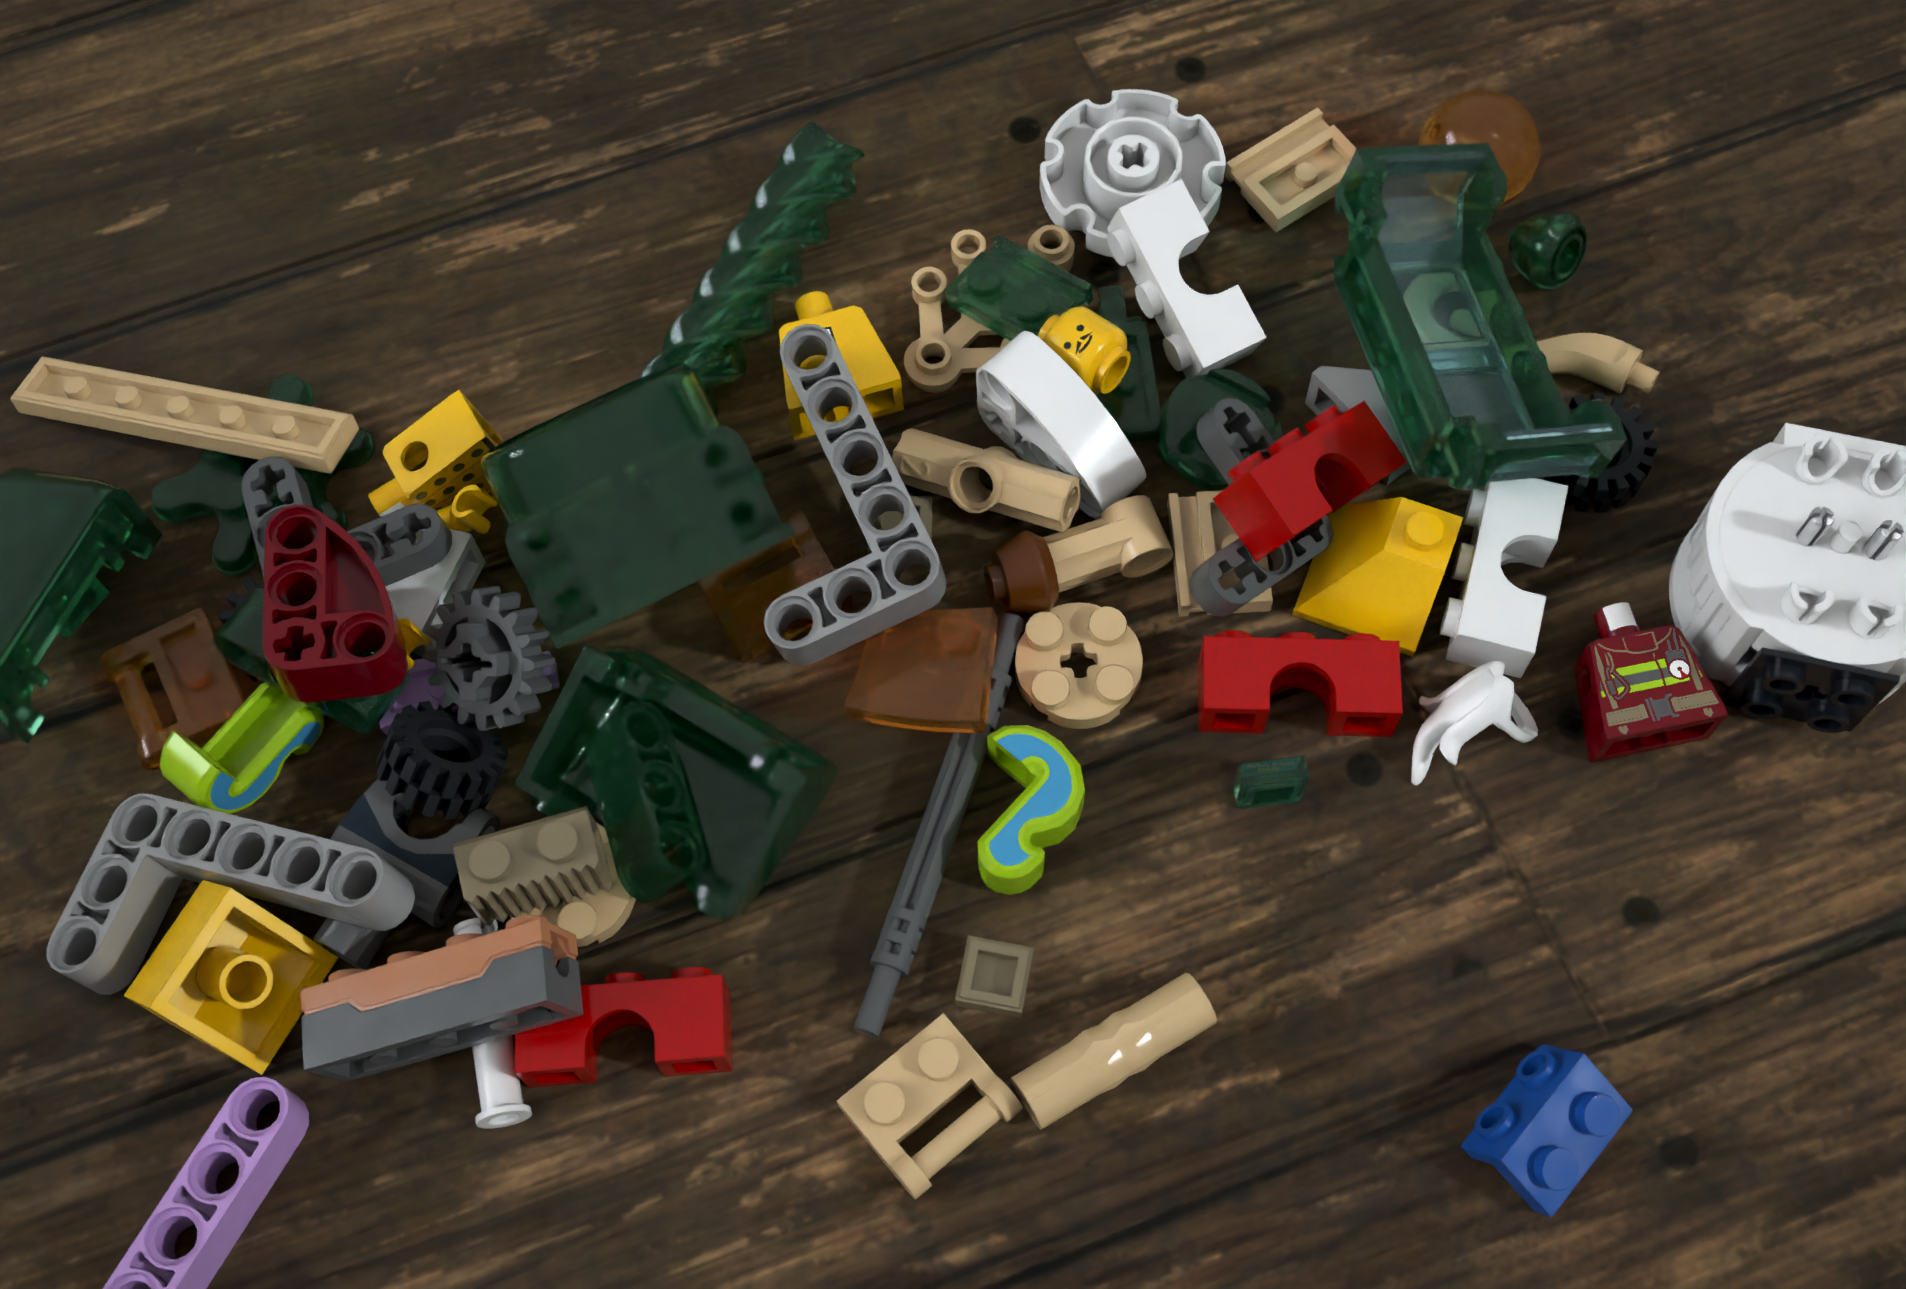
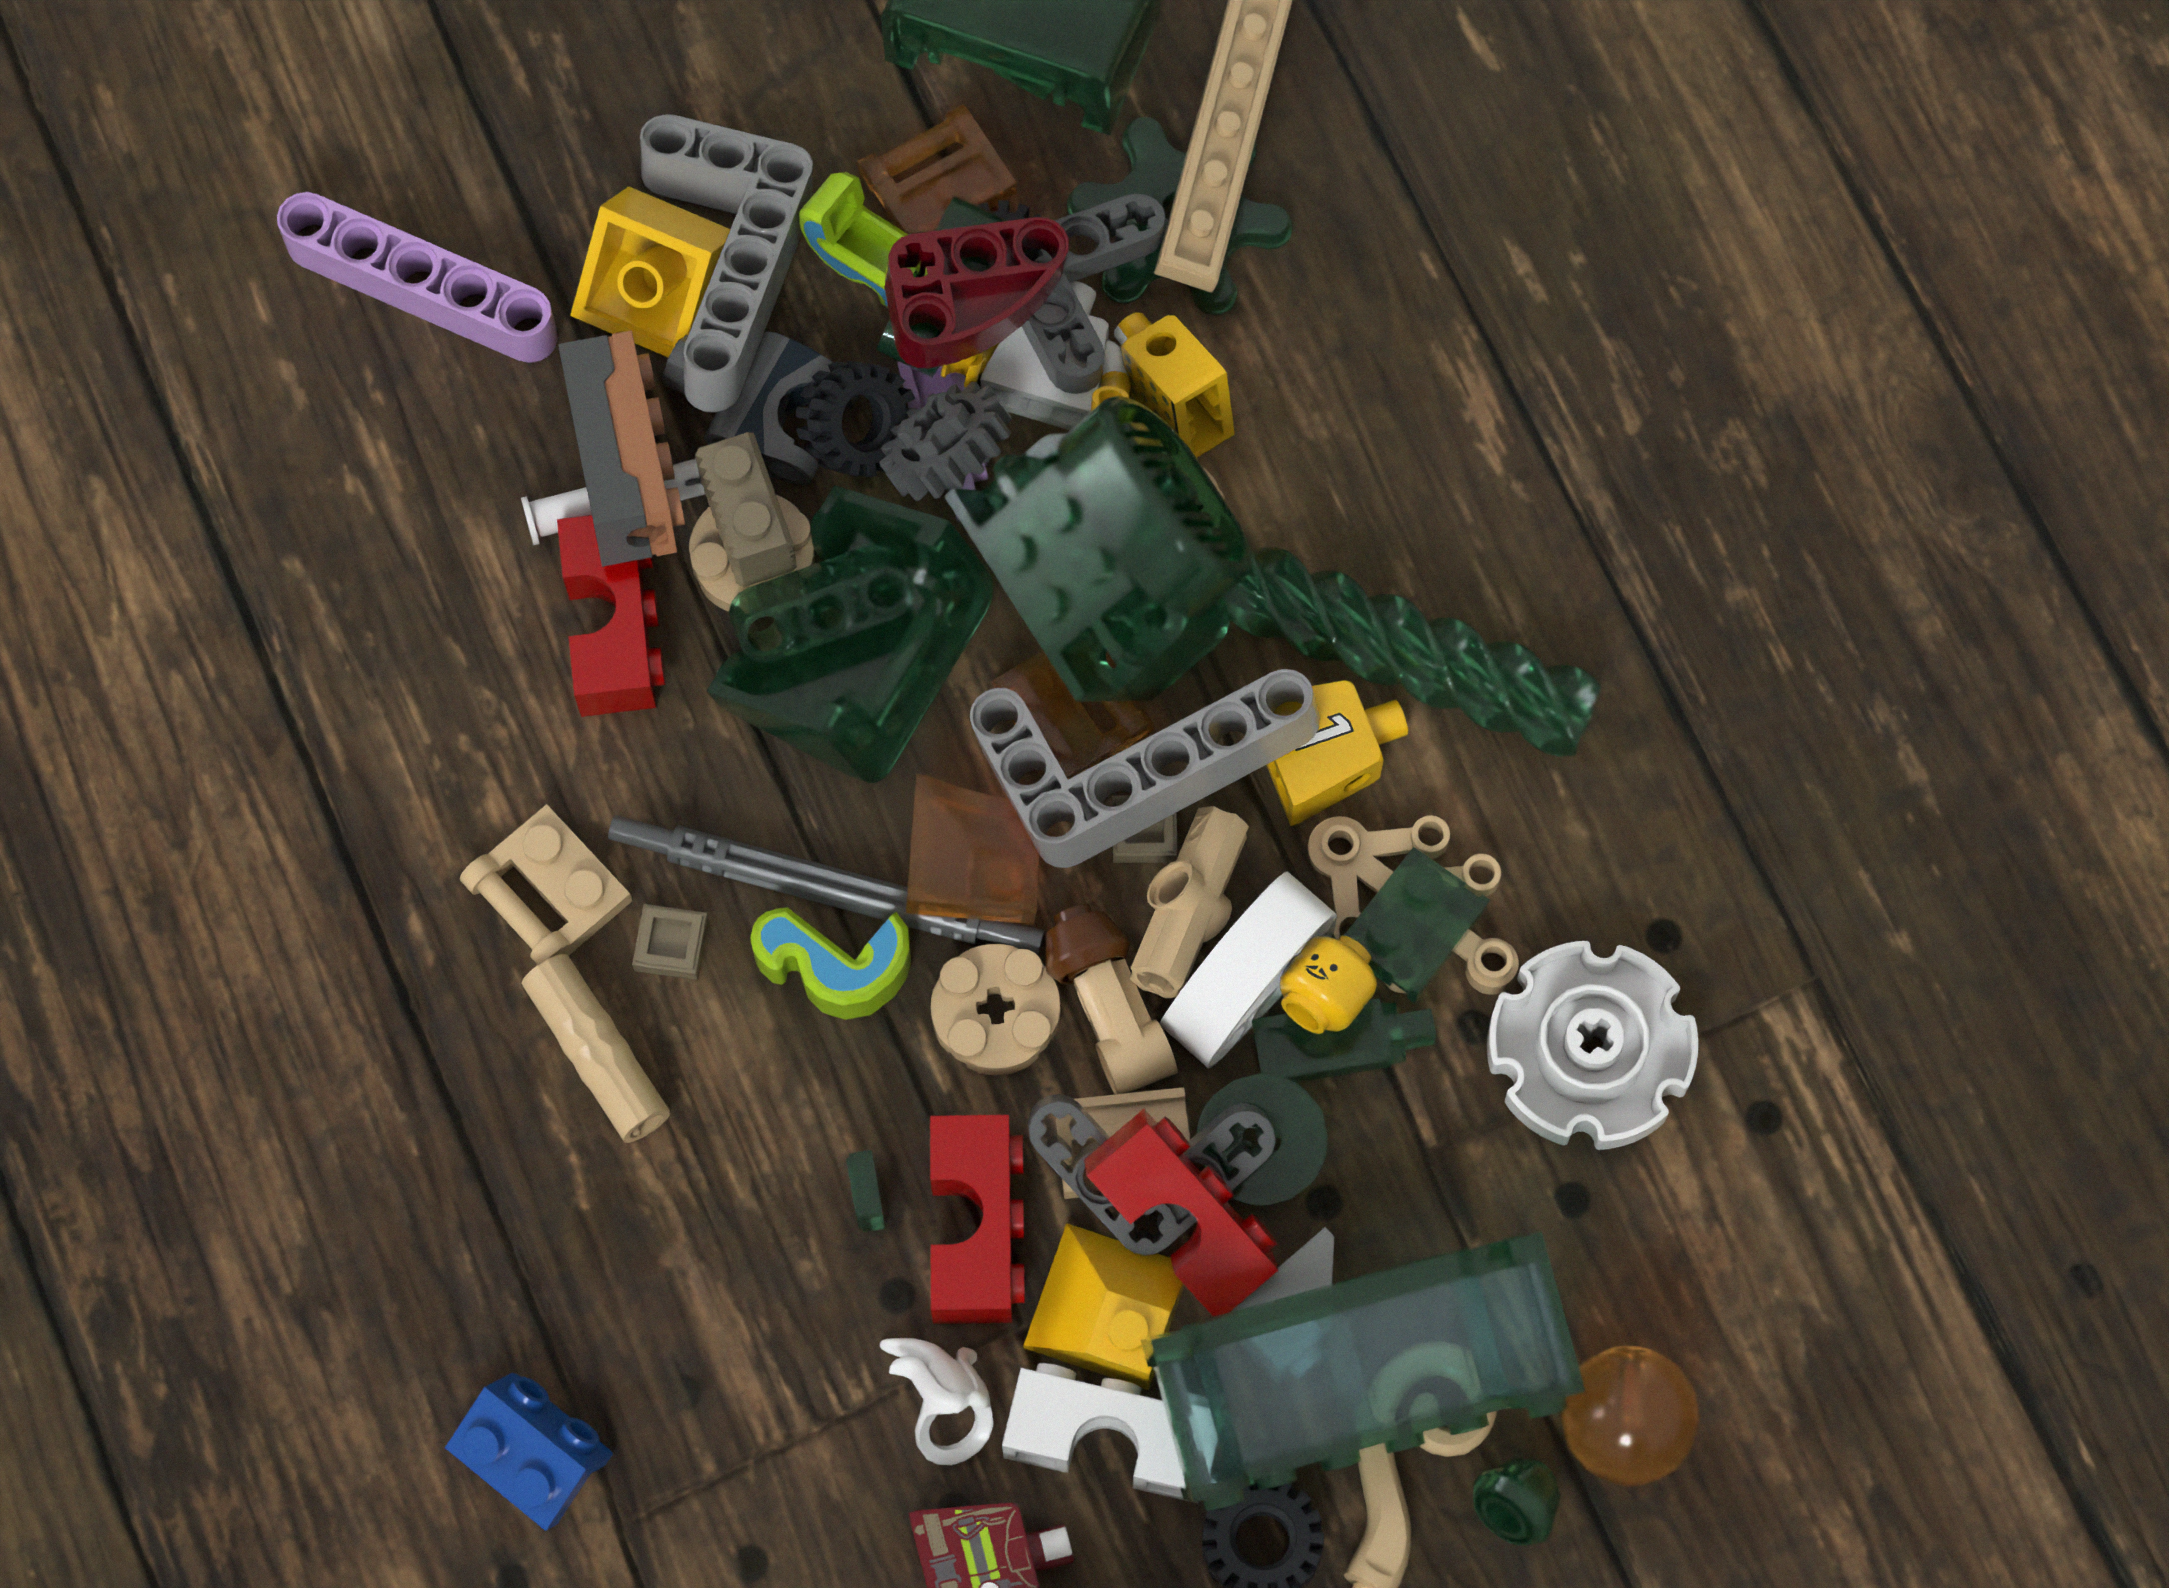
camera: 85 degrees right, 5 degrees up
(1198, 328) = (1382, 1117): white arch -> none
(1292, 169) = (1614, 1228): tan plate -> none

